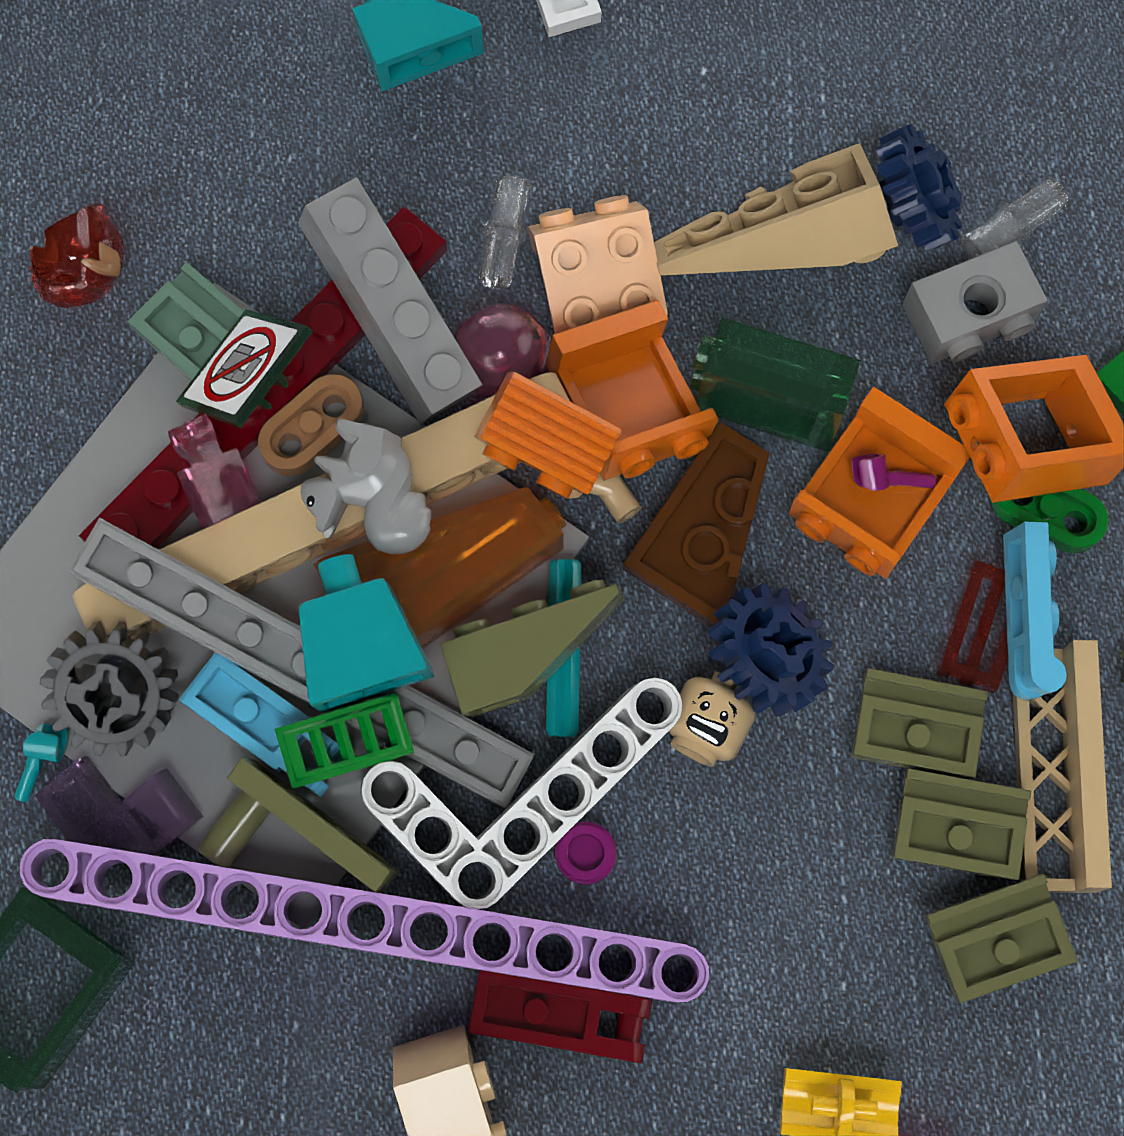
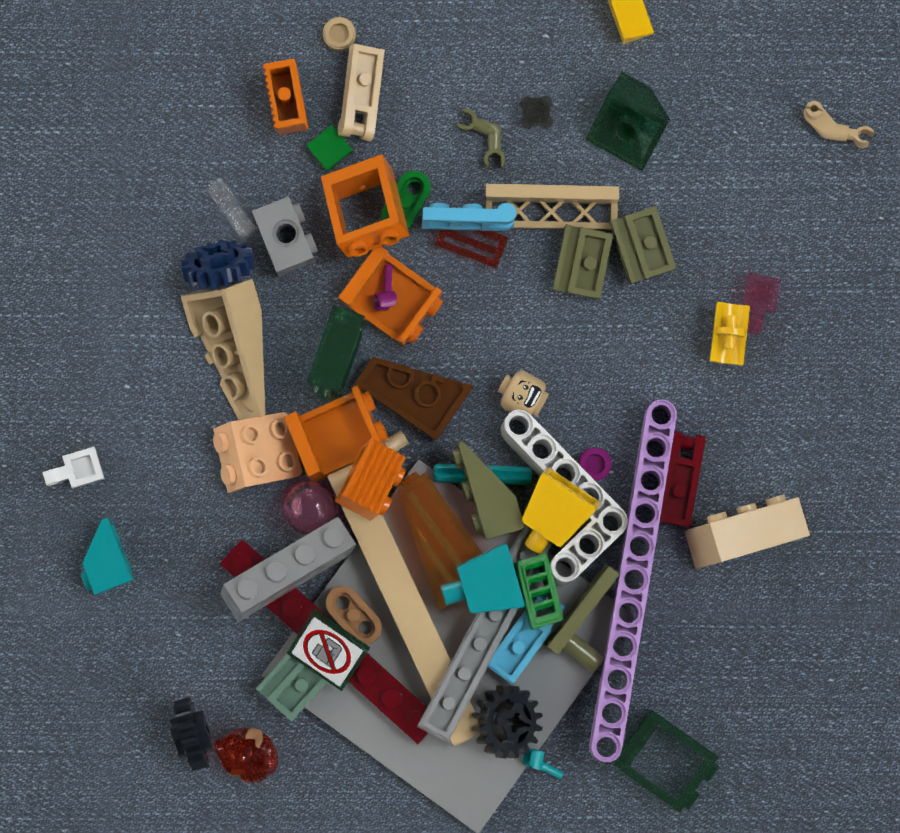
camera: 85 degrees left, 10 degrees up
(94, 815) = (572, 732): clear purple tile -> none
(112, 160) = (191, 734): none -> black gear
(215, 481) = (387, 665): clear pink plate -> none
(372, 476) = (394, 573): light grey animal -> none
(494, 770) = (556, 511): none -> yellow torso
(504, 231) = (233, 506): clear axle -> none
(774, 653) = (502, 361): dark blue gear -> none
(919, 724) = (527, 281): olive plate -> none

